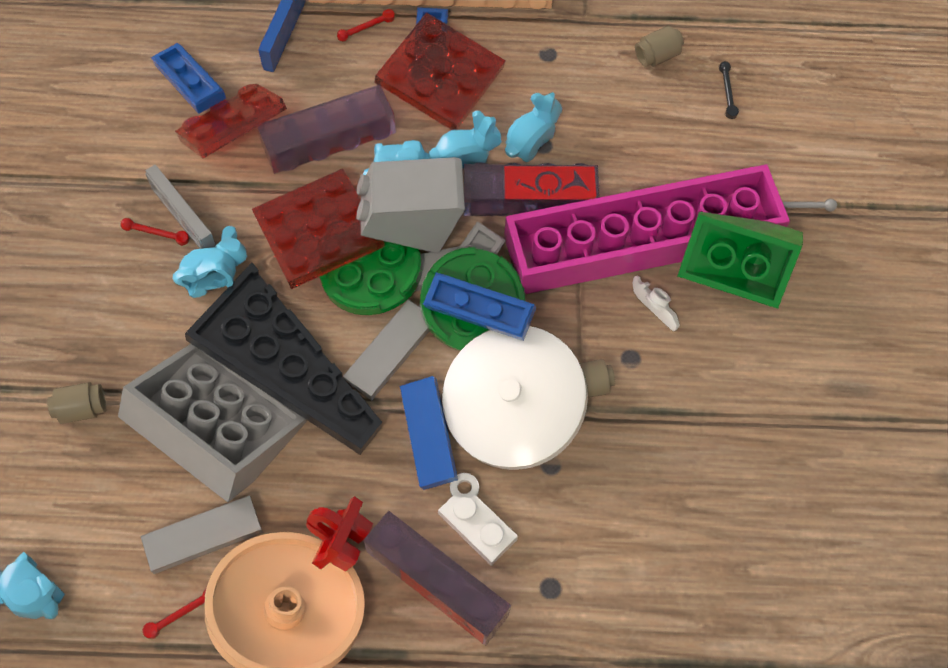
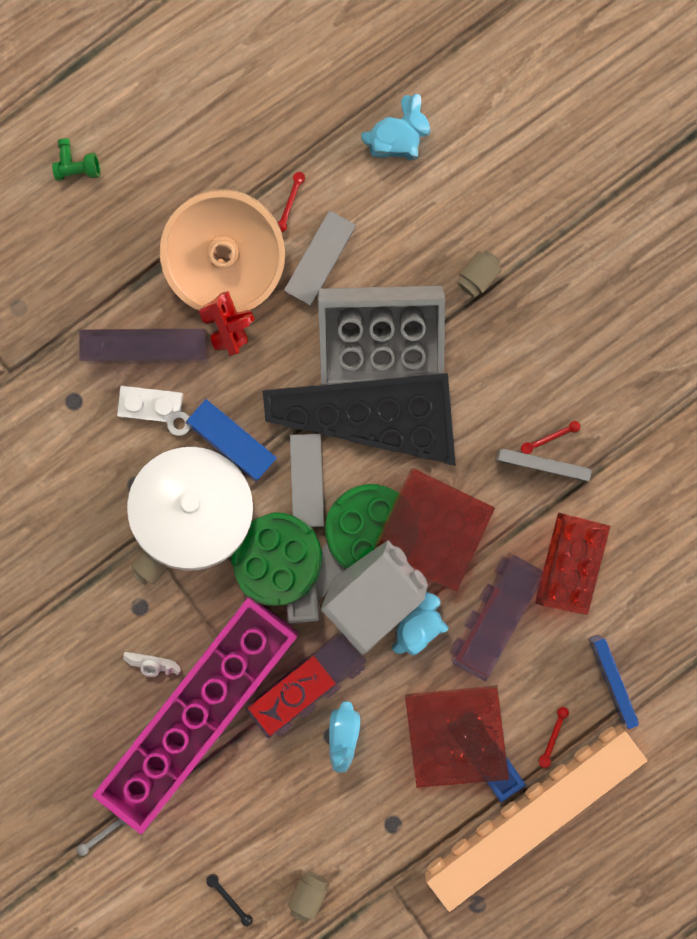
camera: 145 degrees right, 25 degrees up
(188, 78) = (640, 576): blue tile -> none
(212, 266) = (477, 438): medium azure animal -> none
(469, 145) = (380, 678): medium azure animal -> none
(480, 306) = (258, 549): blue tile -> none
(742, 256) = (104, 740): green slope -> none

